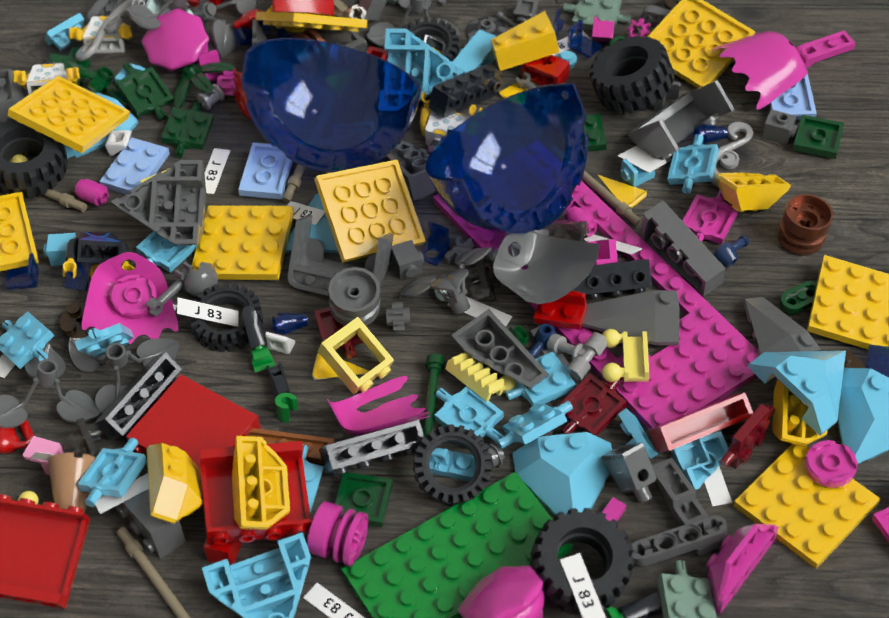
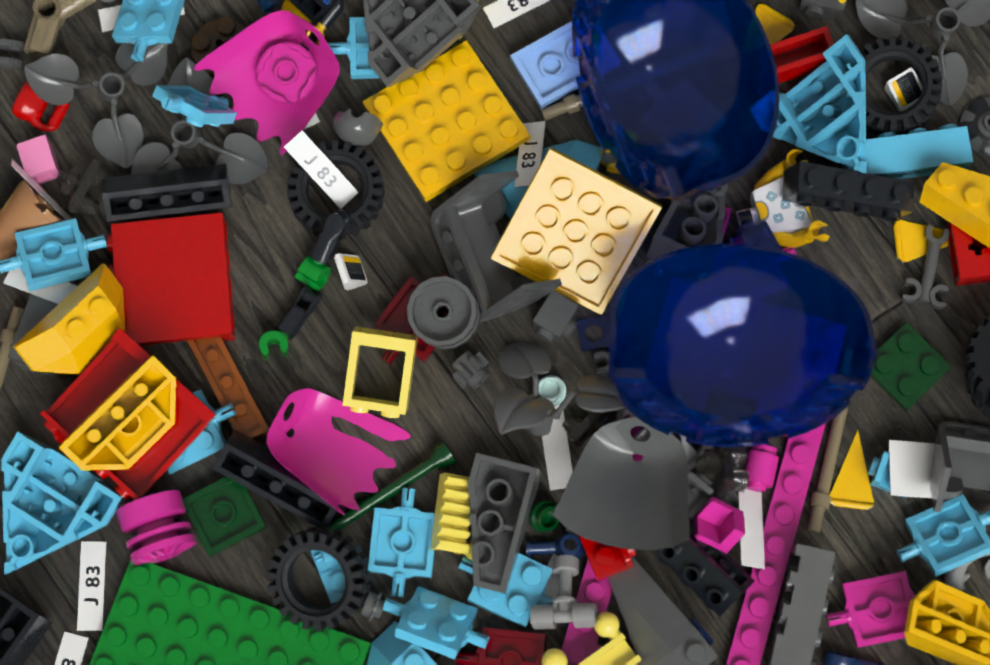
camera: 55 degrees right, 25 degrees up
(157, 304) = (292, 107): dark grey bar -> none
(289, 322) = (379, 260): clear blue cone -> none
(323, 370) = (369, 357): yellow sticker -> none

